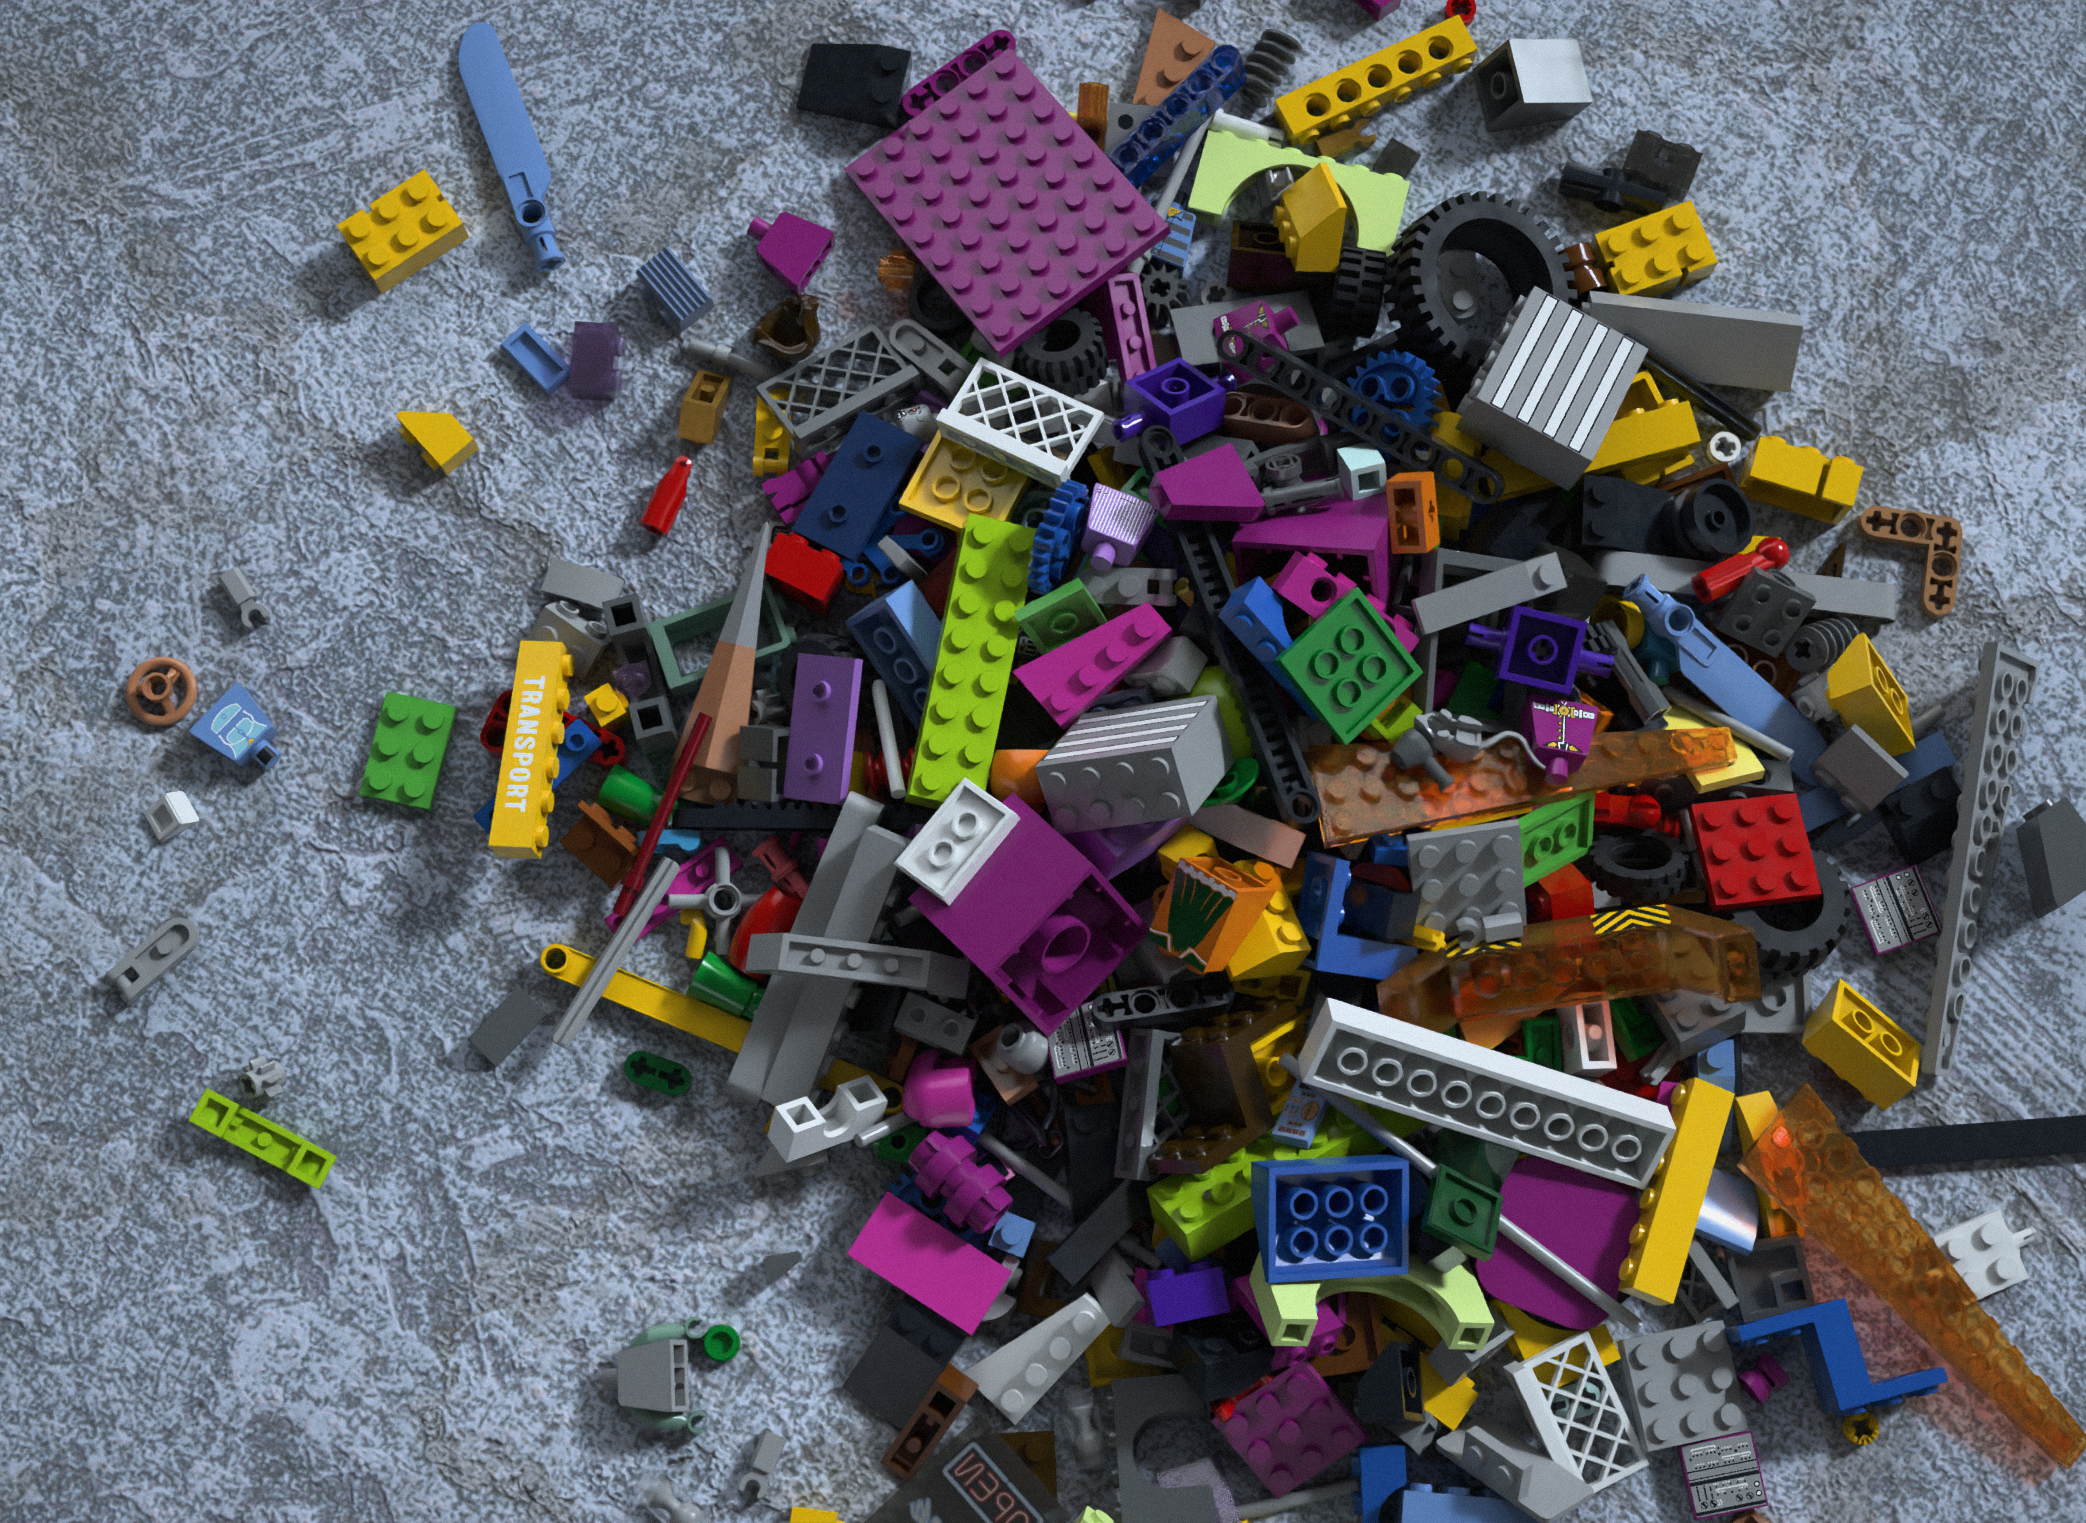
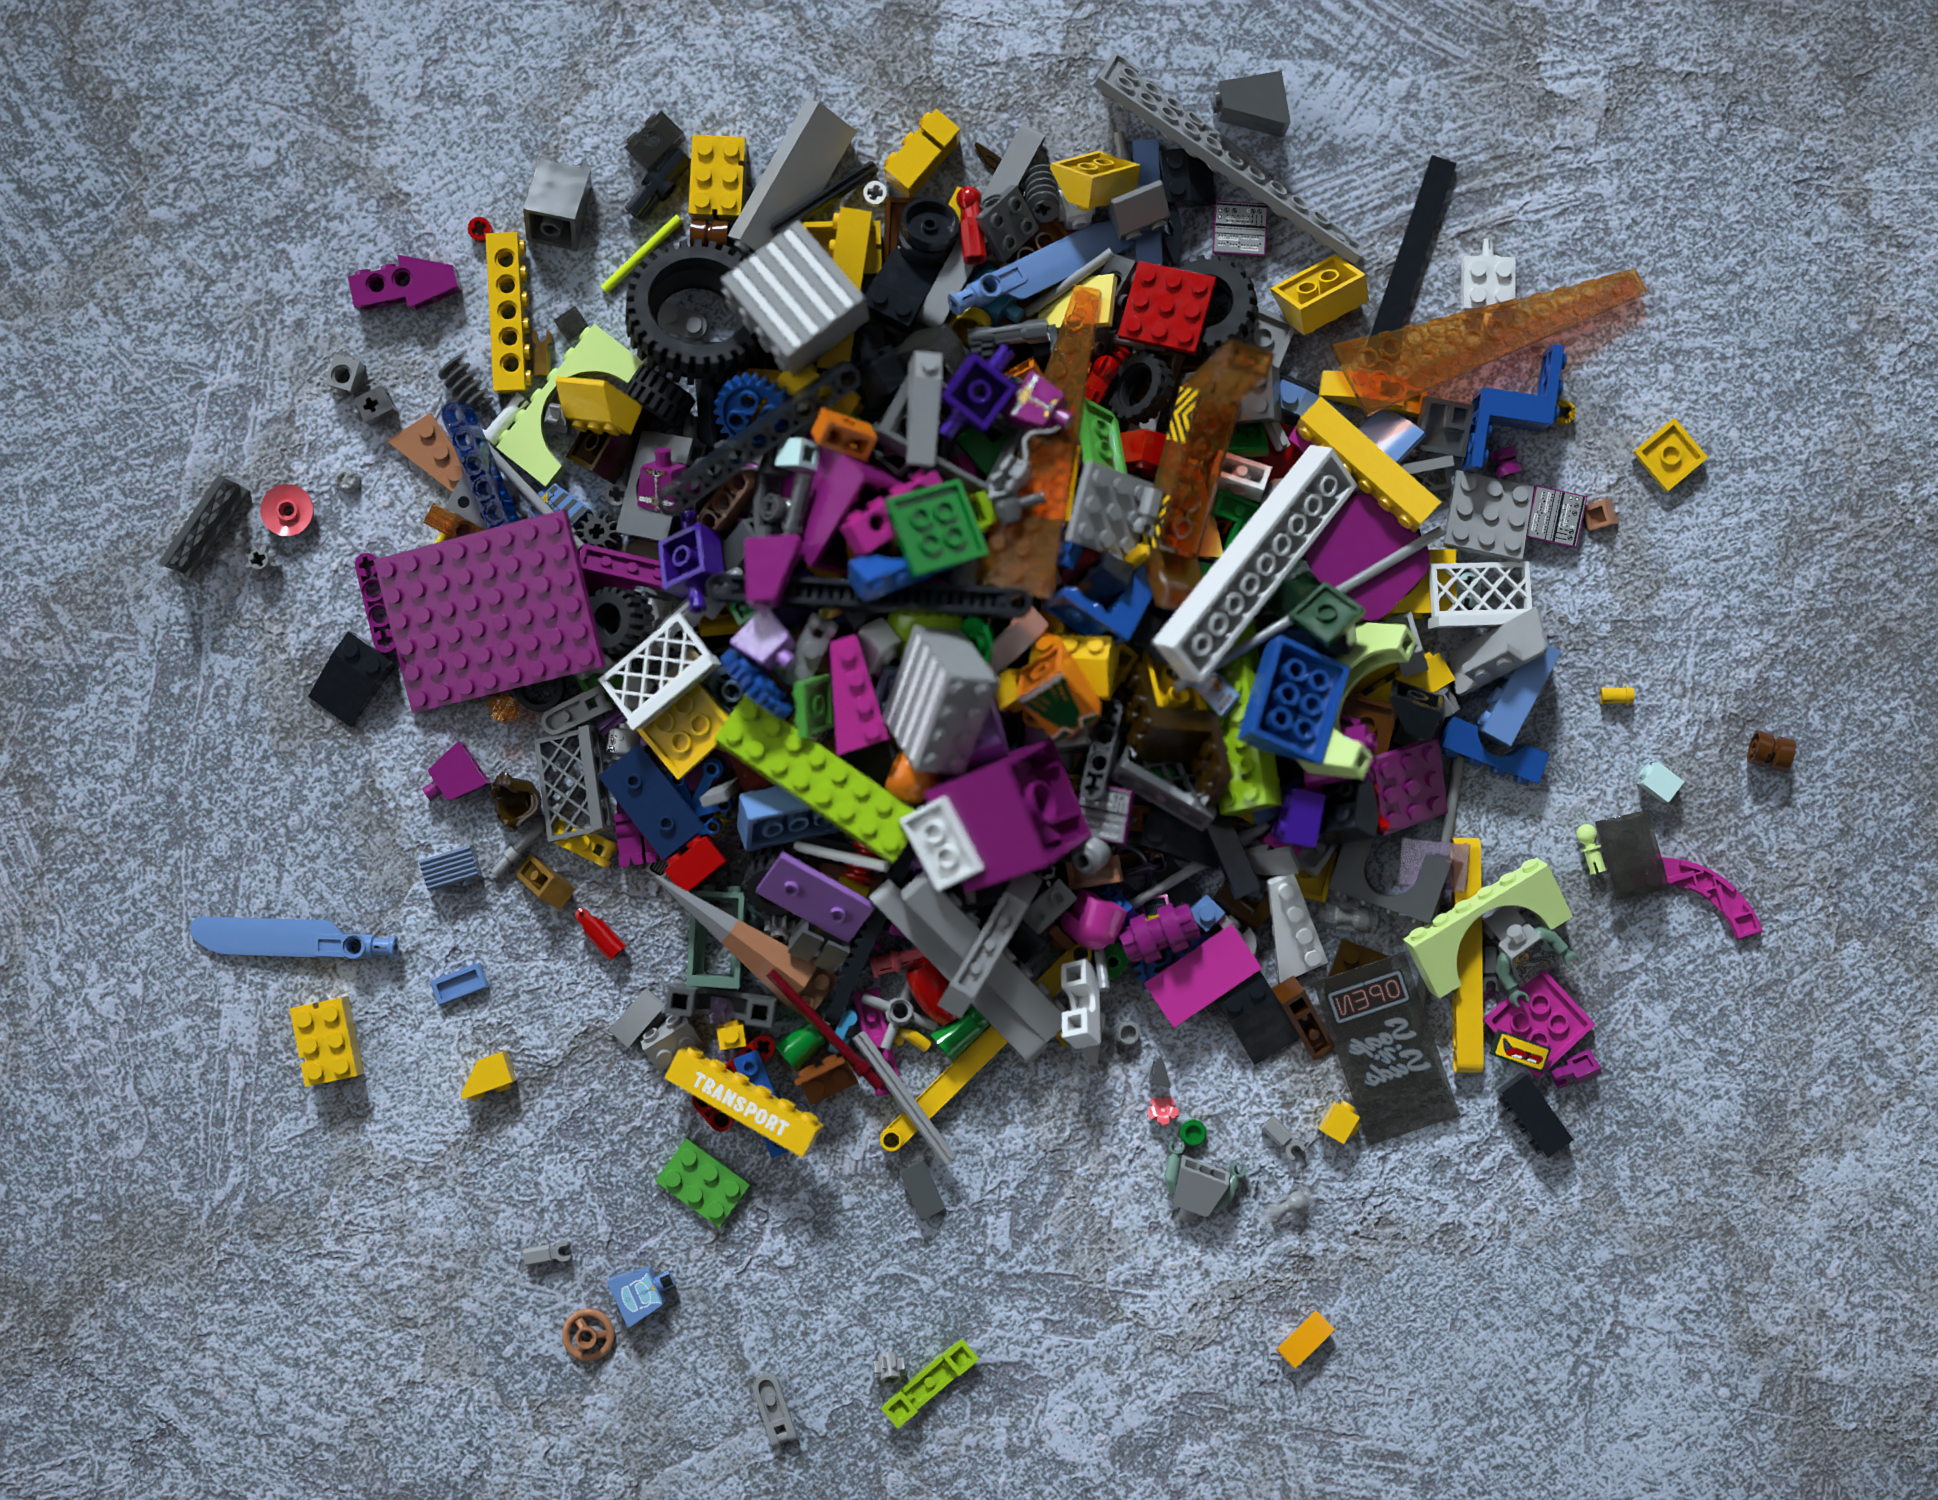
camera: 60 degrees left, 10 degrees up
(171, 815) = (679, 1360): white slope -> none
(595, 361) = (480, 944): clear purple brick -> none
(660, 1065) = (1001, 1106): dark green beam -> none
(734, 1290) = (1163, 1110): none -> coral plant
(815, 1203) = (1128, 1033): none -> light grey piece
(1552, 219) = (644, 251): none -> neon yellow bar
(1926, 539) = (998, 84): medium nougat beam -> none

